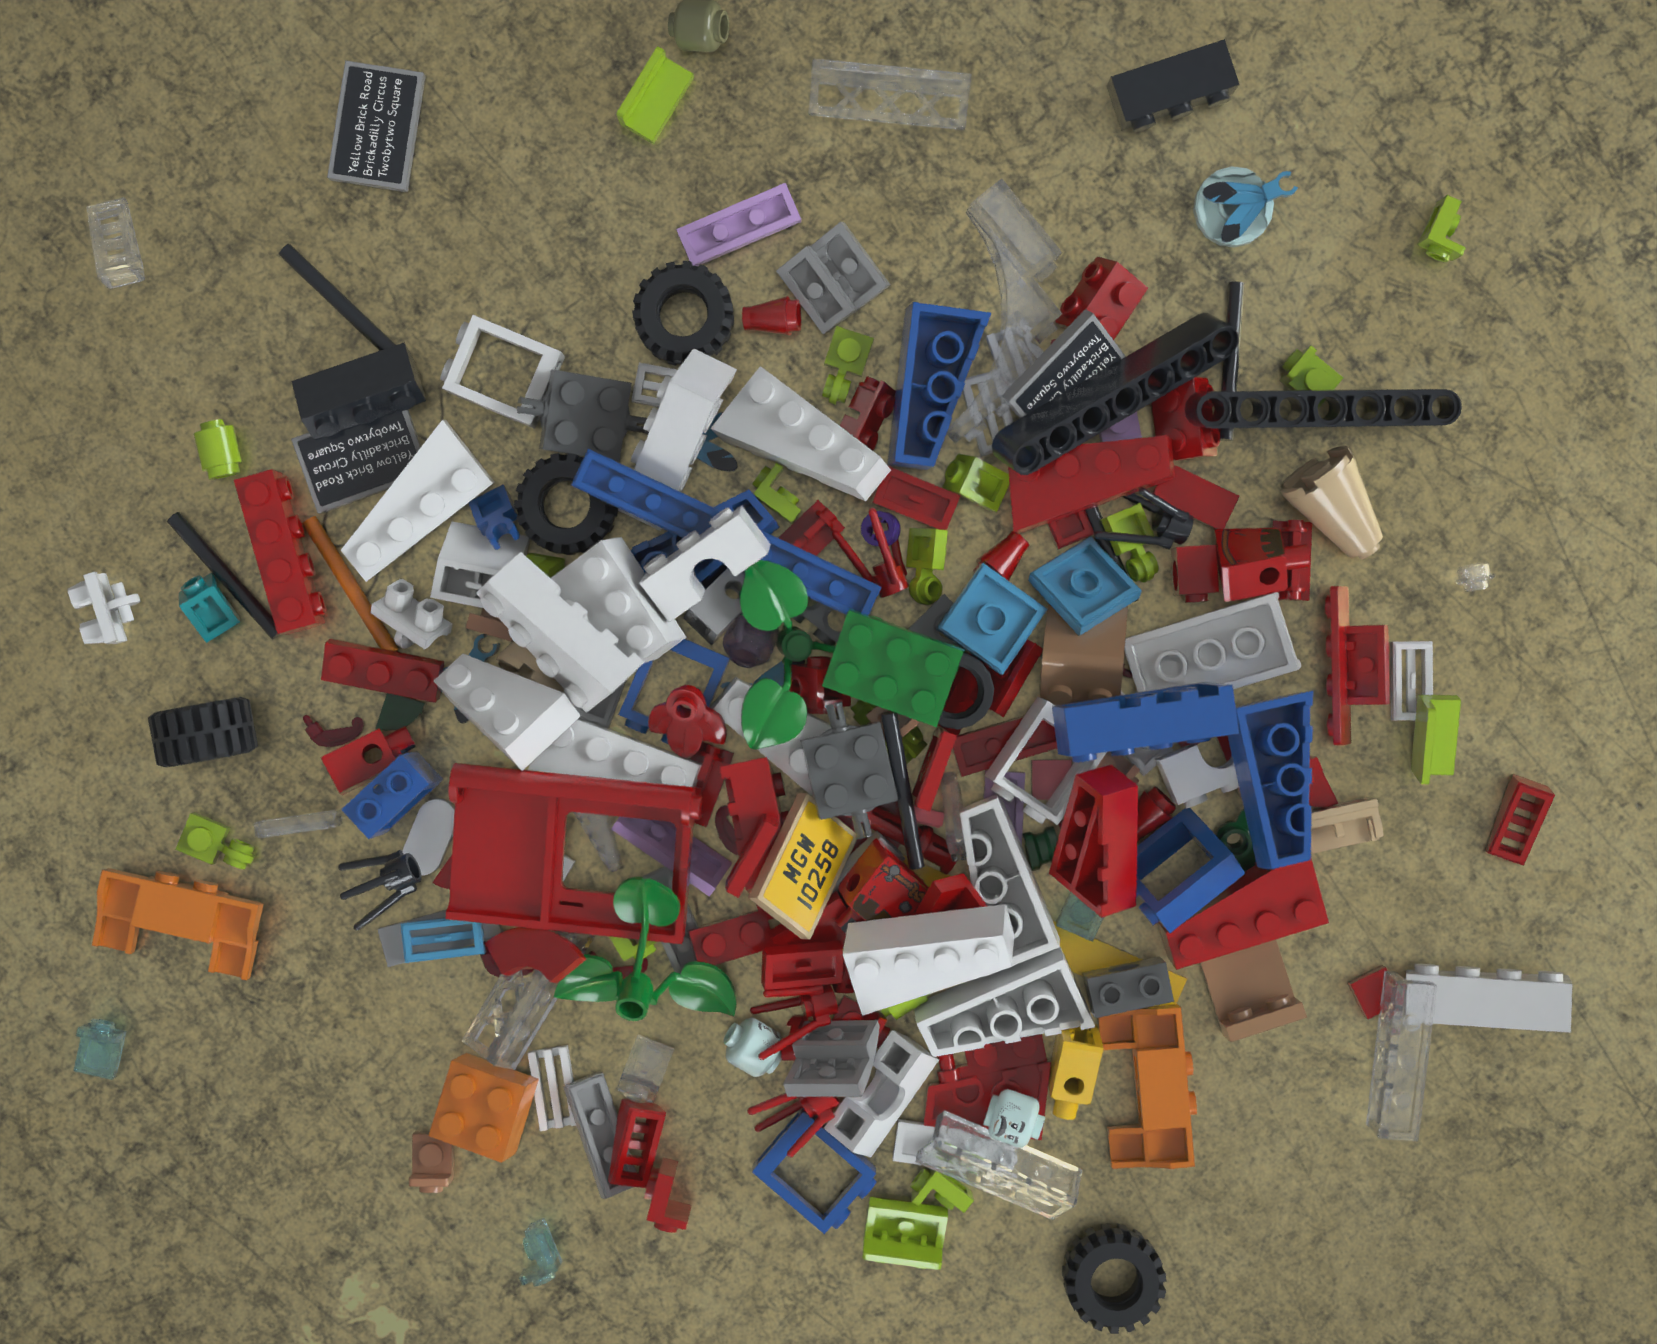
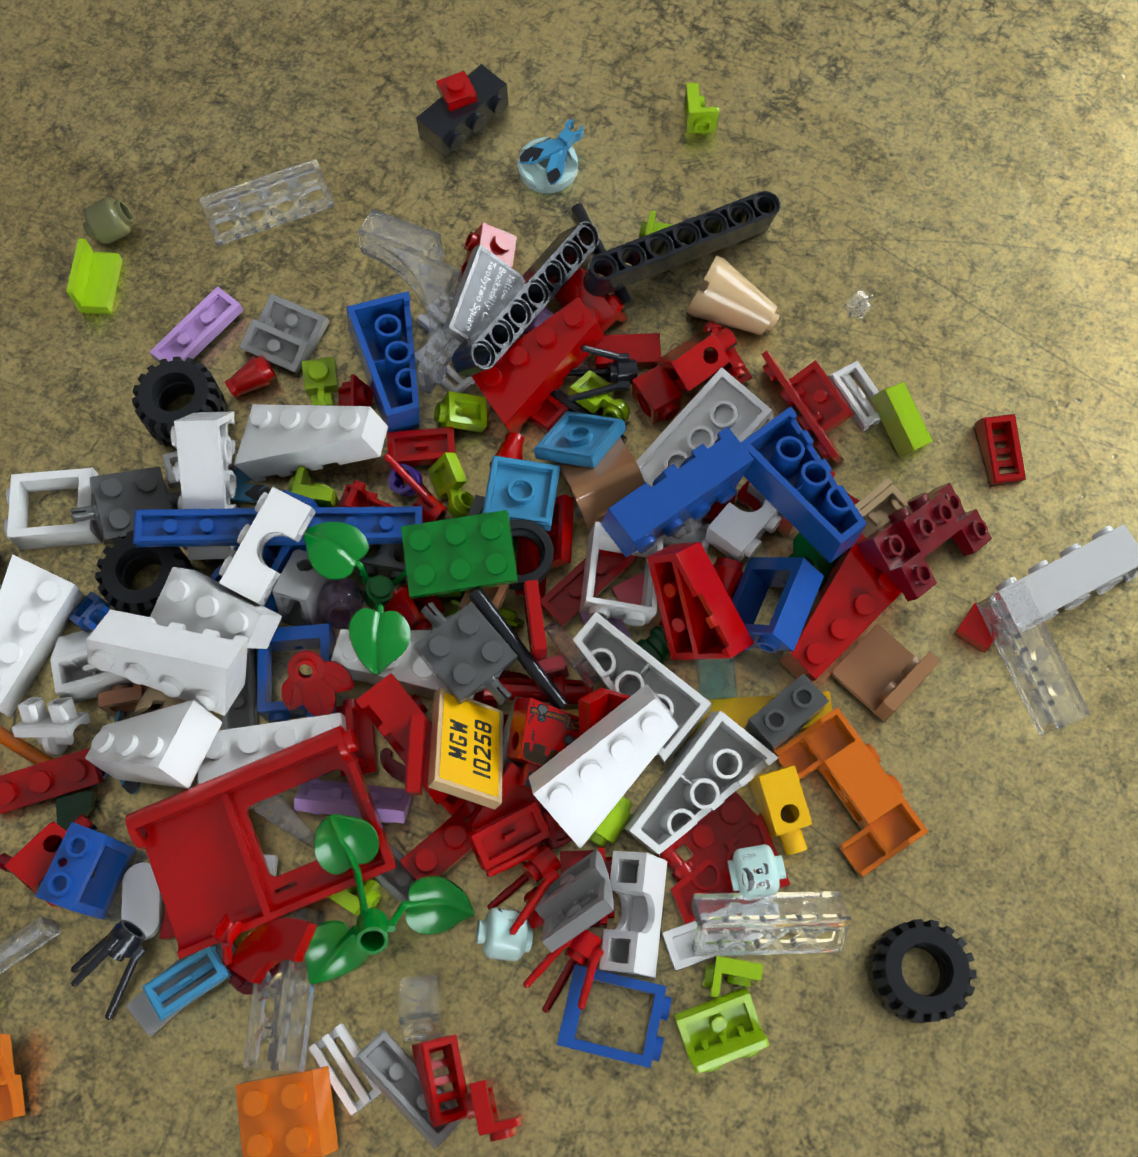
camera: 25 degrees left, 20 degrees down
(499, 924) = (226, 933): none -> red hand
(1175, 68) = (456, 91): none -> red plate
(1368, 876) = (918, 530): none -> dark red bracket

